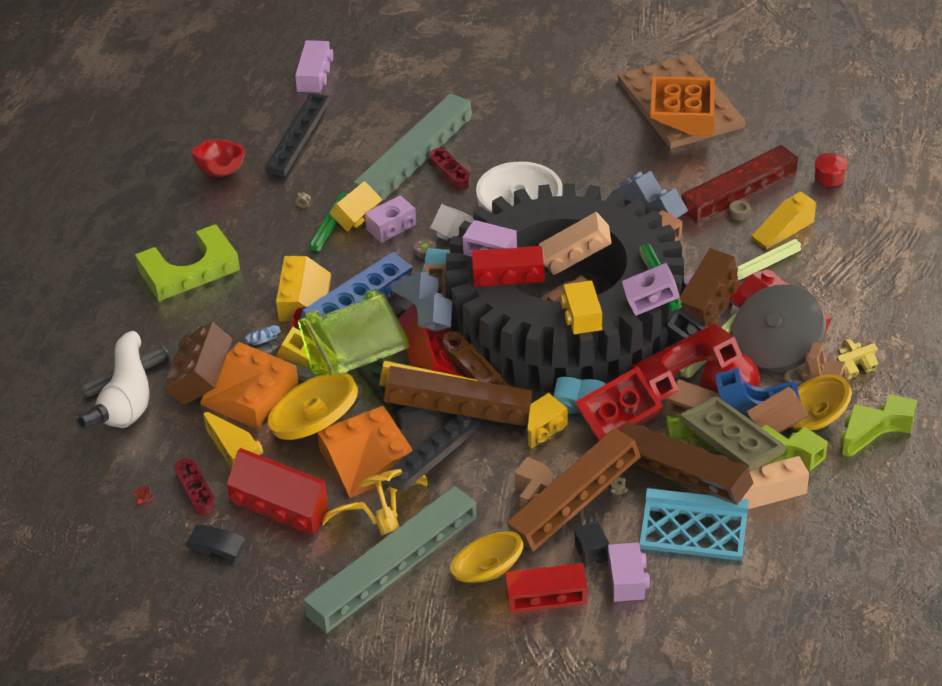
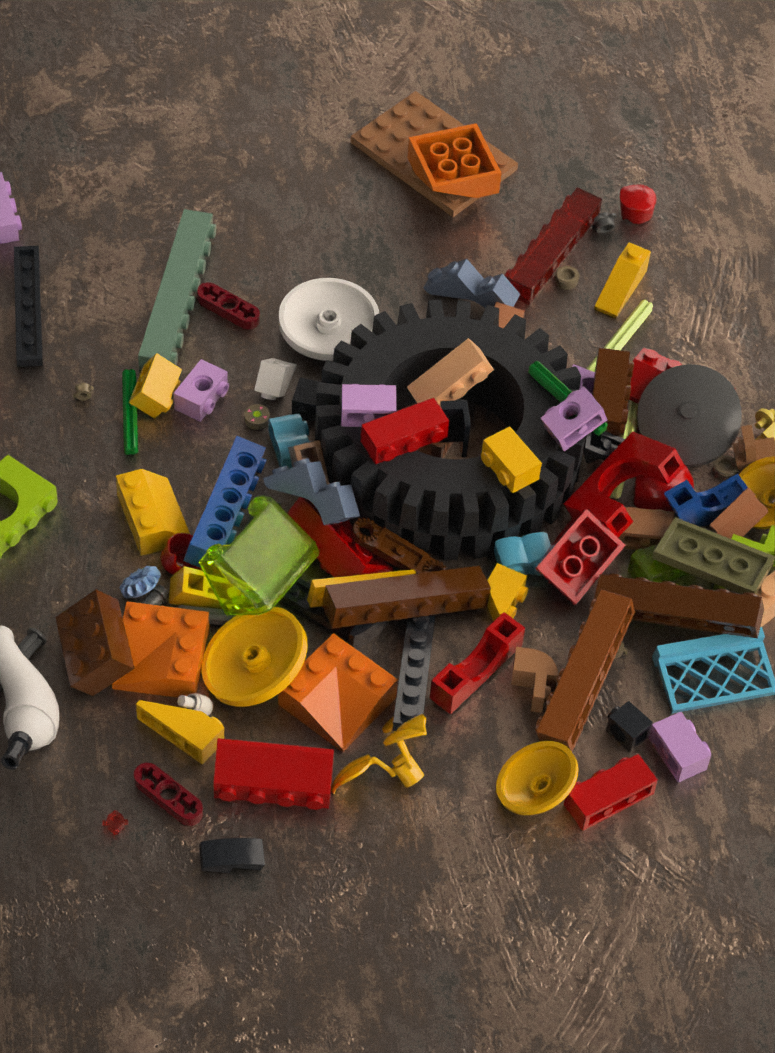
camera: 30 degrees left, 10 degrees up
(255, 429) = (196, 702): none -> white cylinder
(389, 559) = (433, 812): sand green brick -> none
(469, 472) = (459, 681): none -> red arch
(558, 272) = (459, 423): none -> black panel
(794, 177) = (604, 222): none -> dark grey plate

